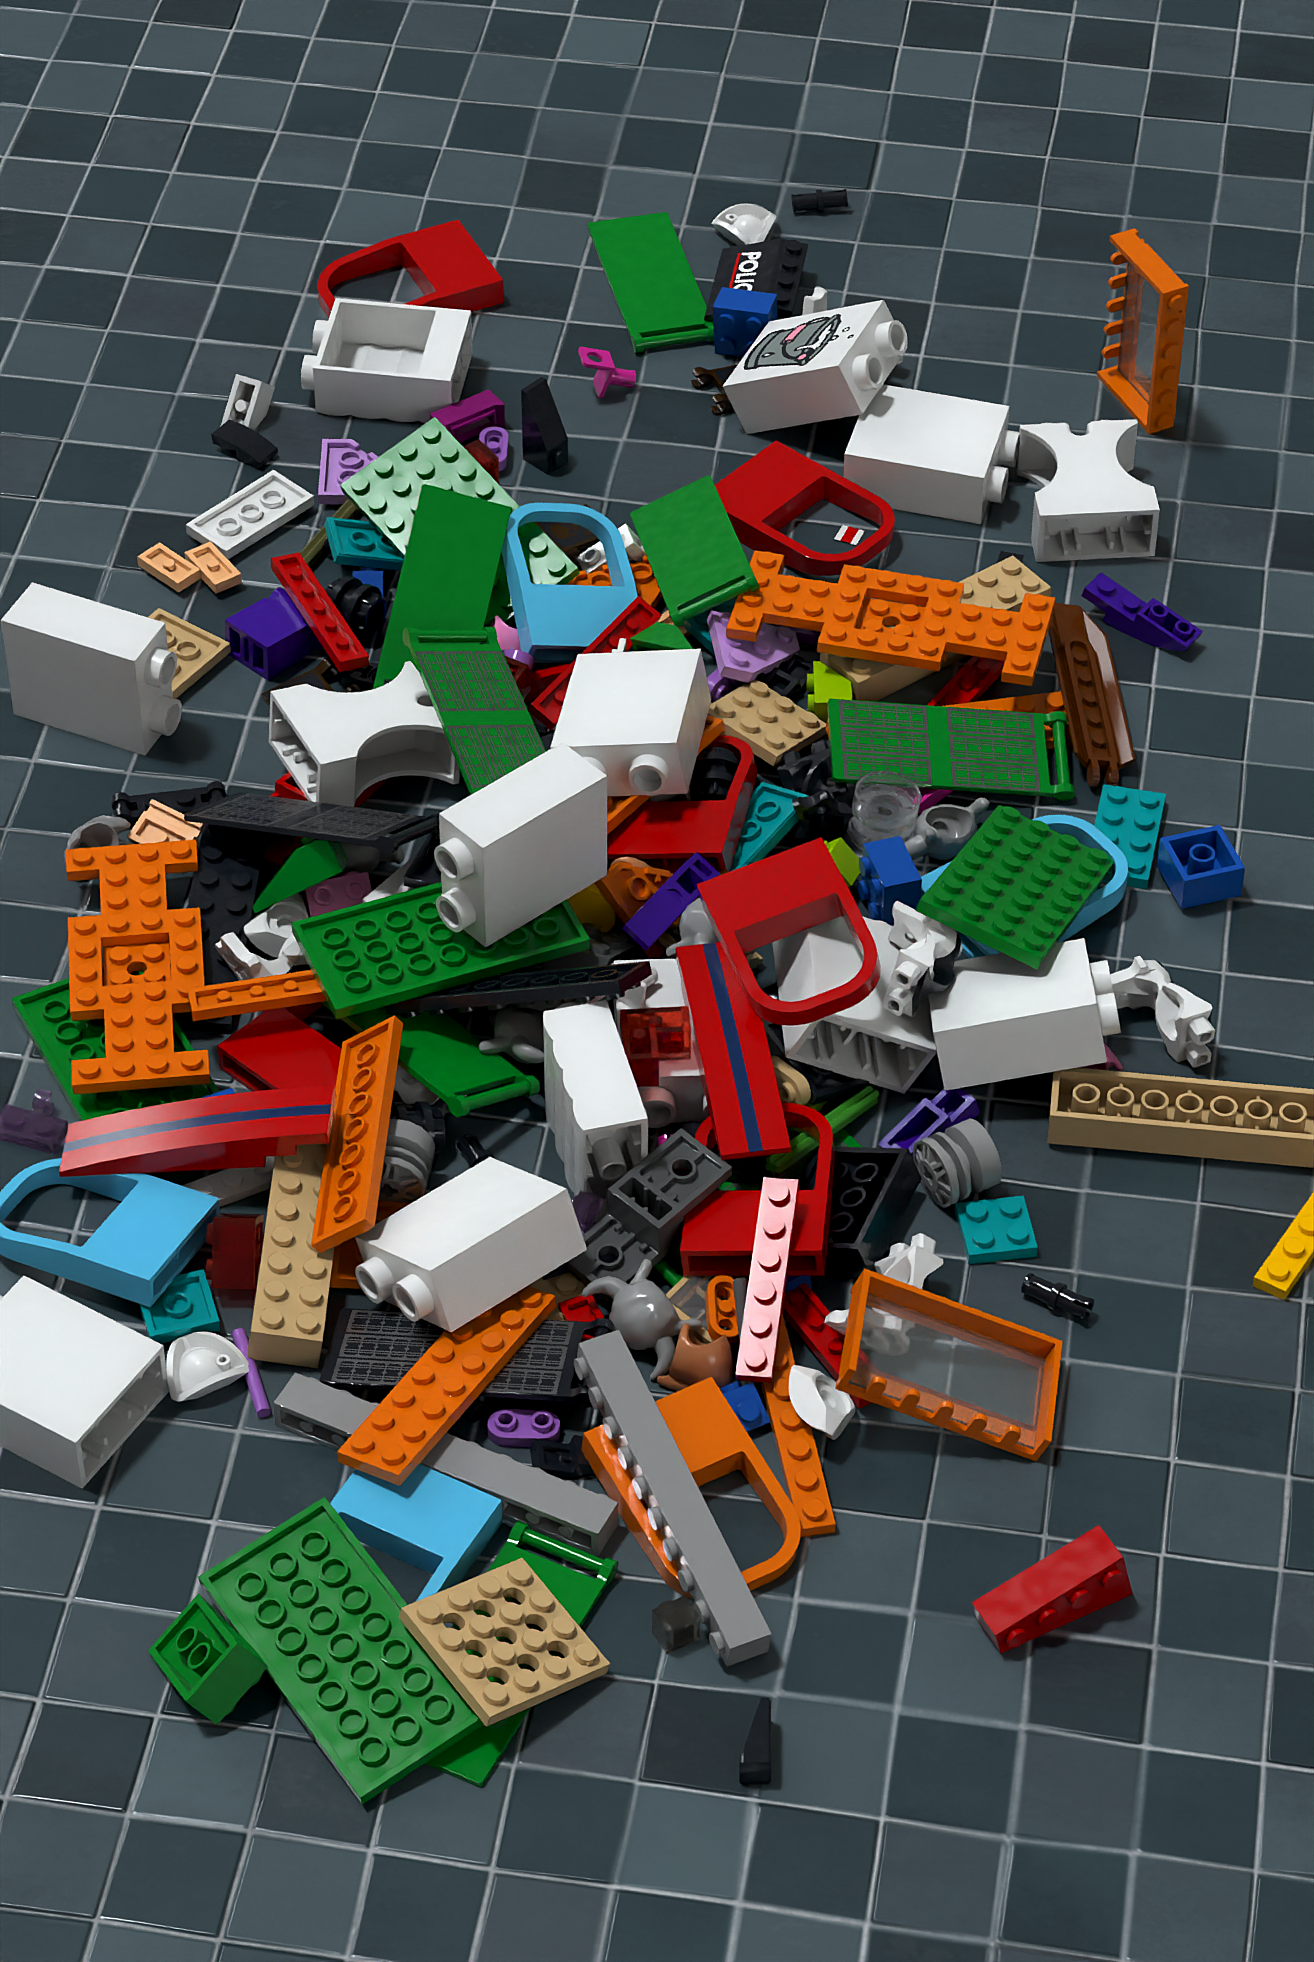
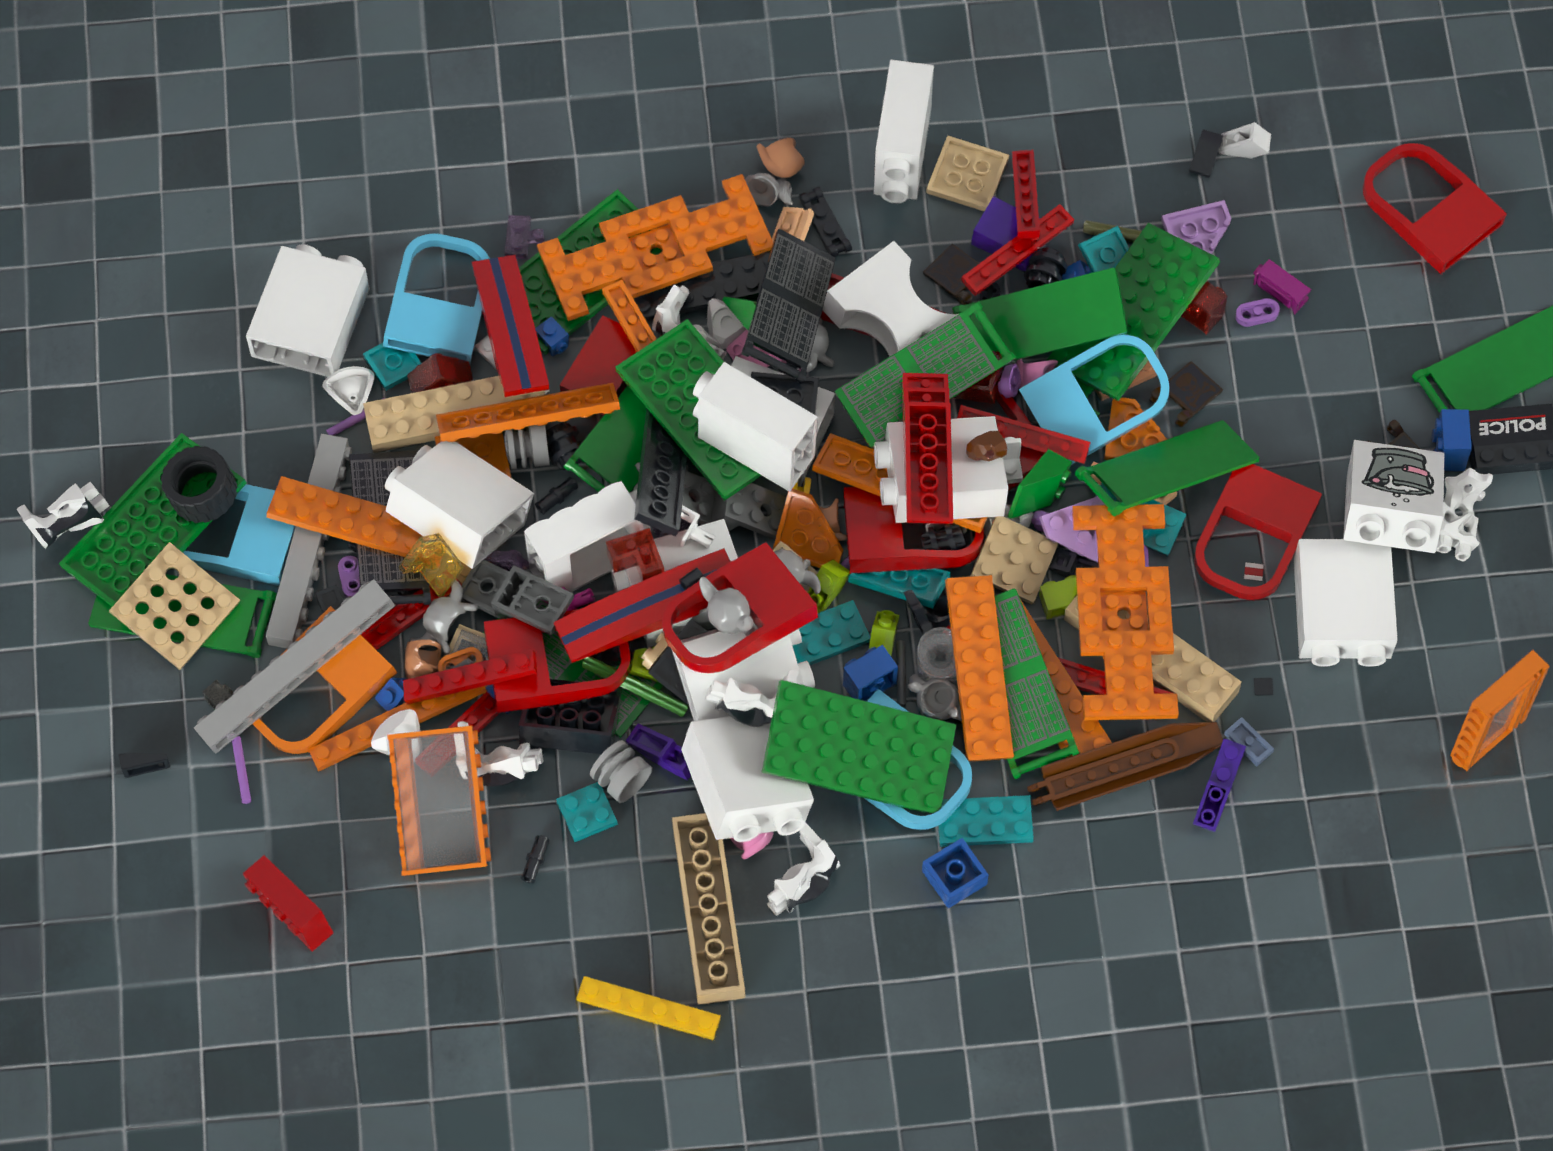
camera: 75 degrees right, 20 degrees up
(54, 814) = (781, 158): none -> nougat piece
(169, 567) = (1057, 148): light nougat plate -> none
(207, 1660) = (127, 456): green slope -> none
(214, 567) = (1066, 174): light nougat plate -> none
(238, 588) = (1025, 194): none -> red plate
(250, 514) = (1130, 180): white plate -> none
(296, 1748) = (75, 515): none -> white hips
(311, 1504) = (189, 464): none -> black tyre
(388, 360) = (1319, 217): white brick -> none
(542, 429) = (1270, 335): black slope -> none
(566, 1287) = (434, 561): none -> clear yellow bracket
(595, 557) = (1172, 420): white bracket -> none
(606, 371) = (1365, 361): dark pink bracket -> none
(611, 703) = (927, 448): none -> red slope
(635, 649) = (987, 446): none -> reddish brown rock
(669, 901) = (801, 541): dark purple slope -> none
(720, 979) = (690, 578): none -> black hinge
(795, 932) = (727, 609): none -> light grey piece
(814, 1624) = (241, 770): none -> medium lavender bar
(923, 764) = (979, 668): none -> orange plate
(1072, 583) = (1256, 746): none -> sand blue plate
(1086, 495) = (1327, 722): white brick -> none

